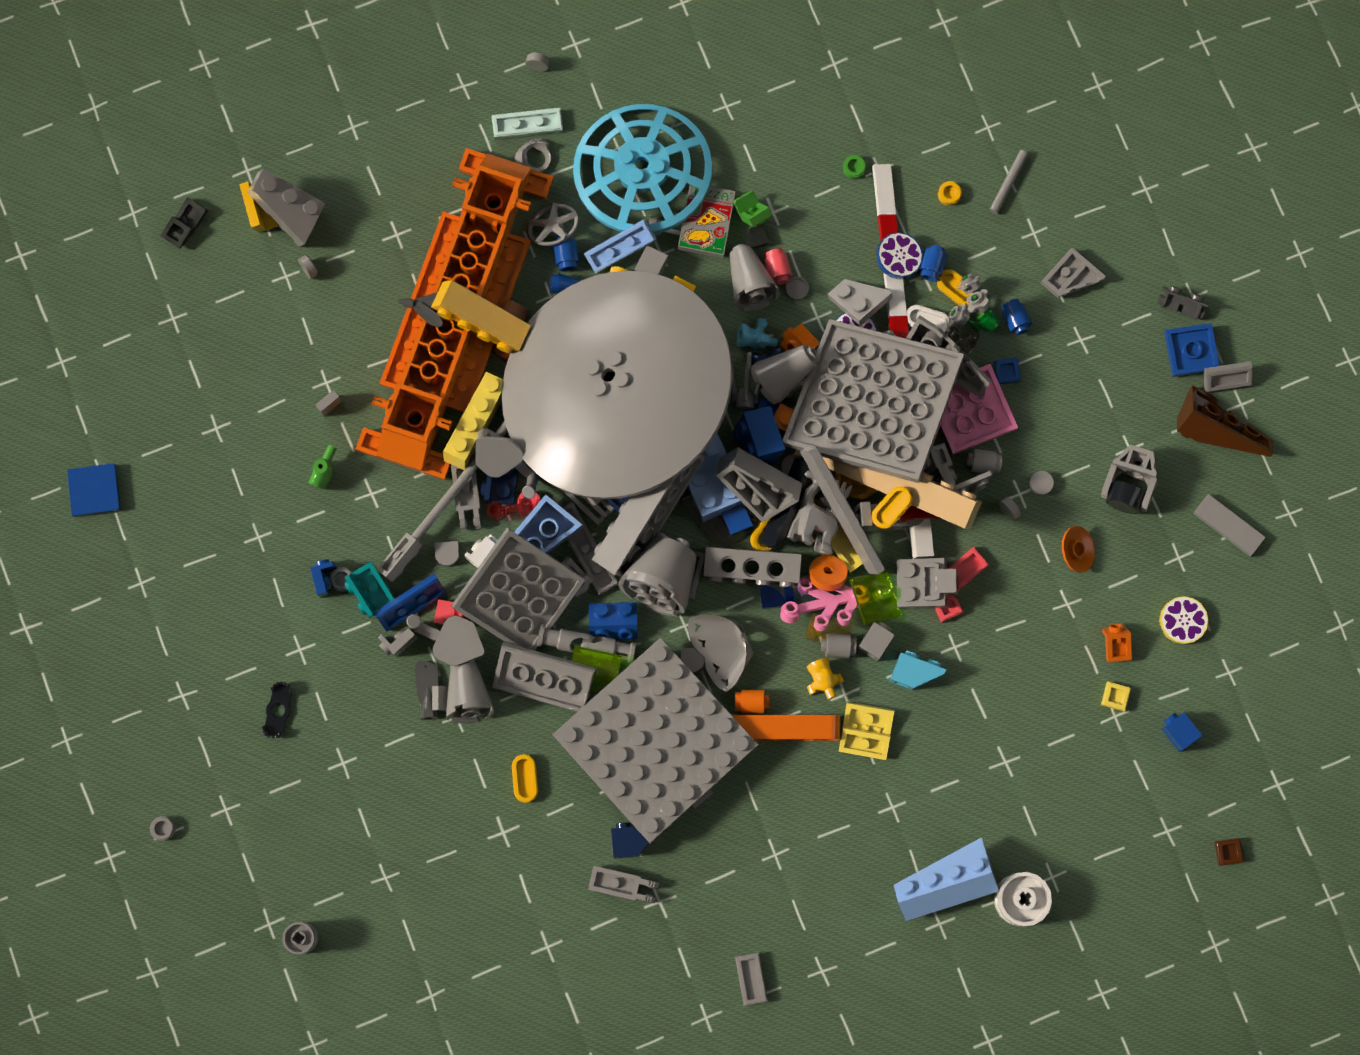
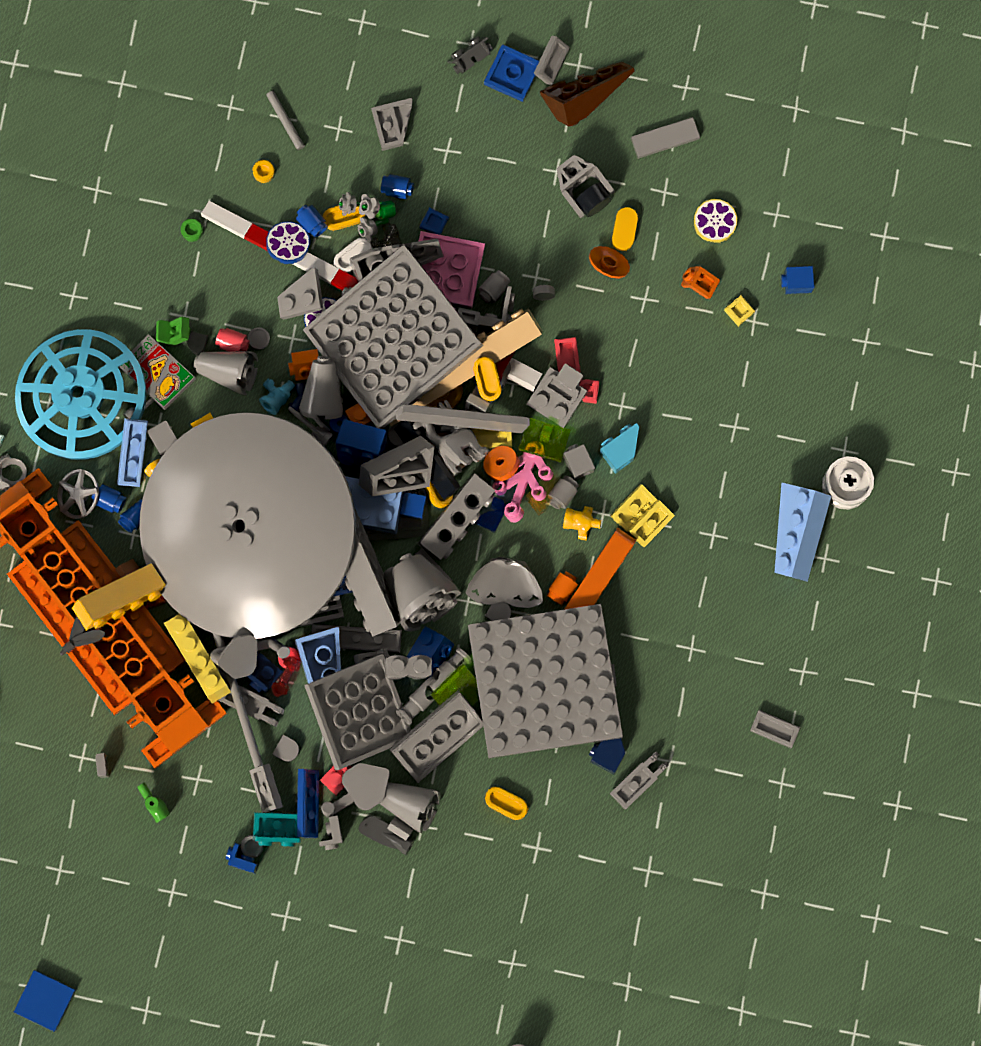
camera: 60 degrees left, 0 degrees up
(280, 695) = (313, 953): black piece -> none
(480, 550) = (306, 719): white brick -> none
(589, 615) = (414, 667): none -> light grey brick
(1041, 483) = (539, 255): light grey tile -> none
(1118, 543) = (624, 229): none -> yellow tile
(1229, 851) = (911, 306): reddish brown tile -> none

